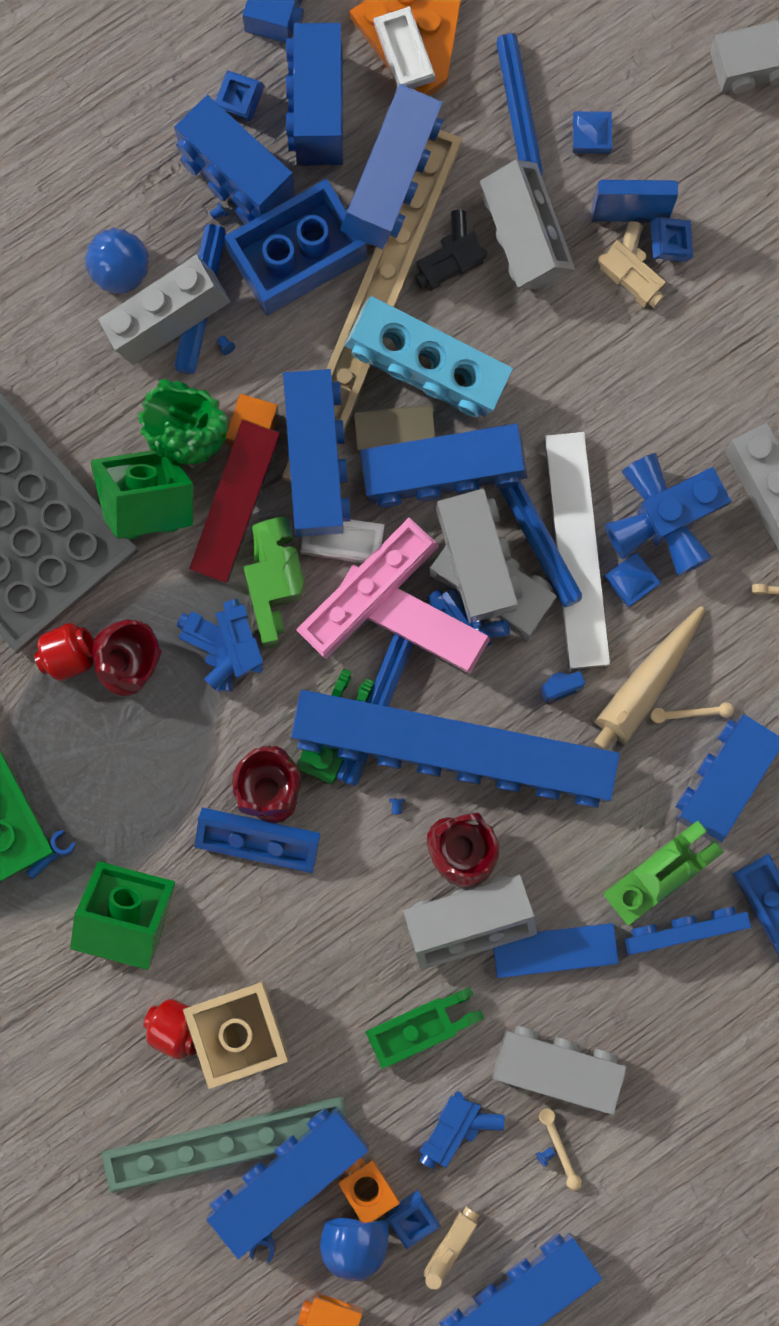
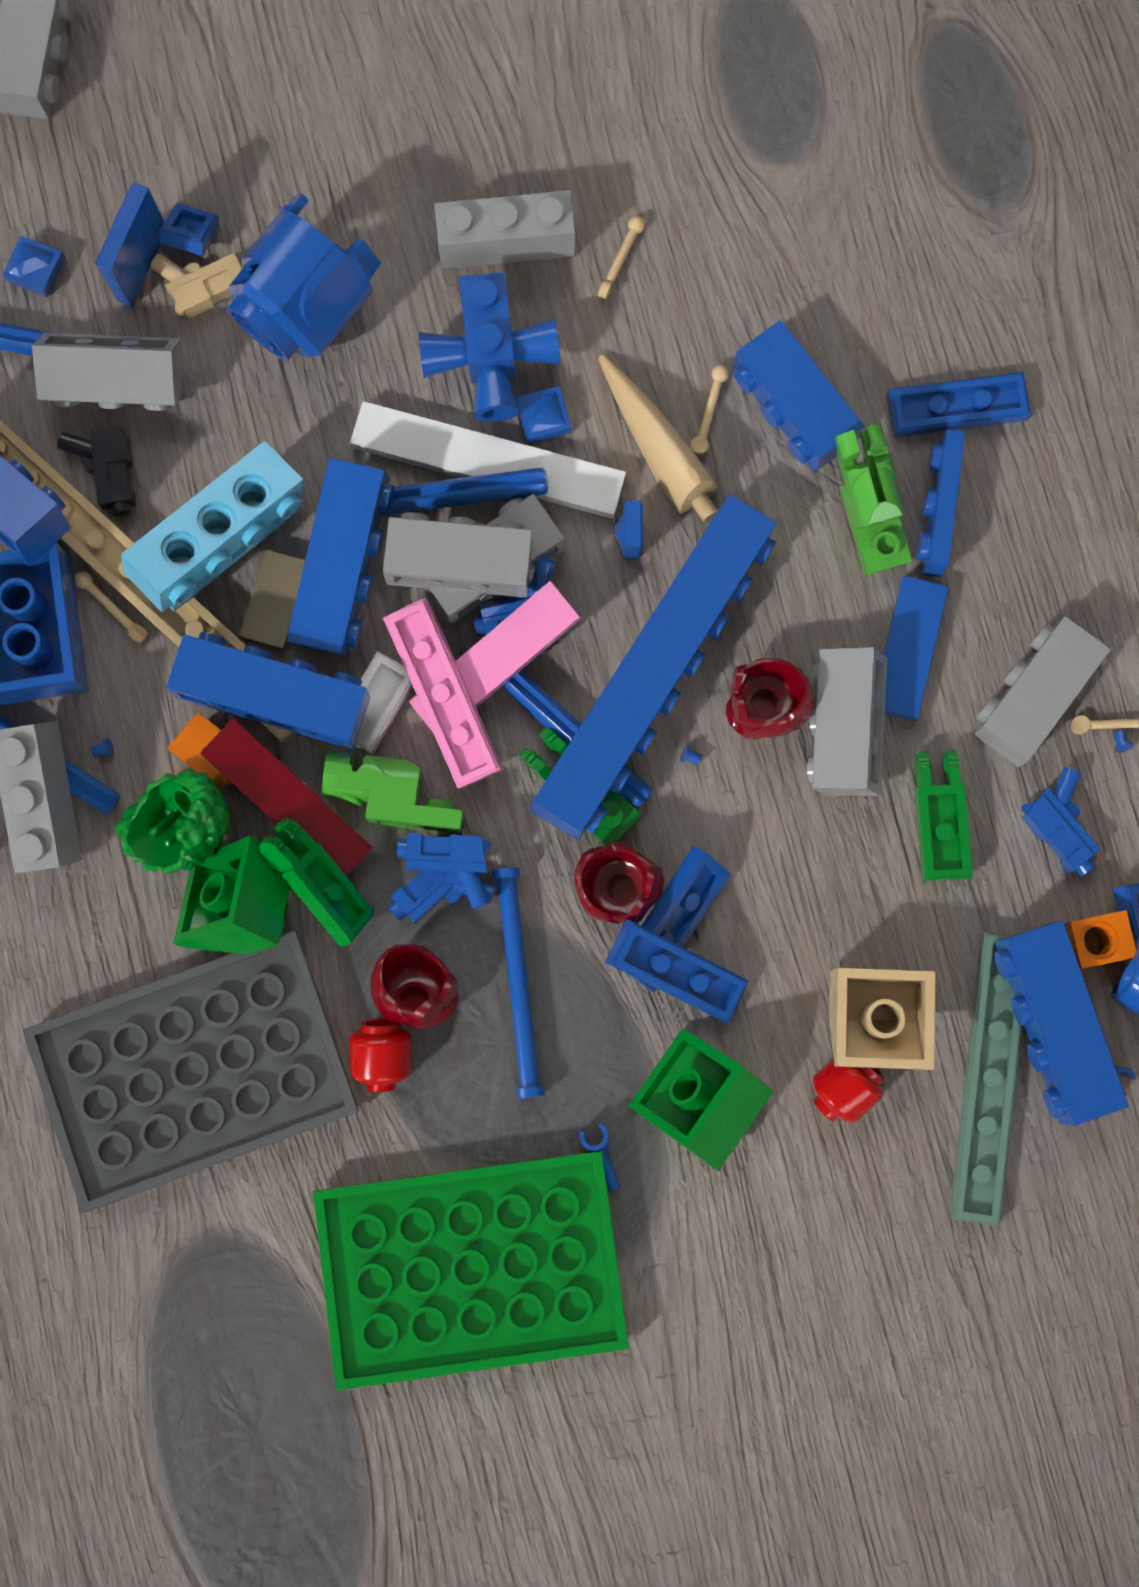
camera: 70 degrees left, 0 degrees up
(161, 737) = (518, 982): none -> blue bar
(179, 550) = (317, 881): none -> green hinge
(214, 857) = (676, 971): none -> blue tile
(327, 331) = (135, 631): none -> tan hinge
(648, 344) = (299, 285): none -> blue piece

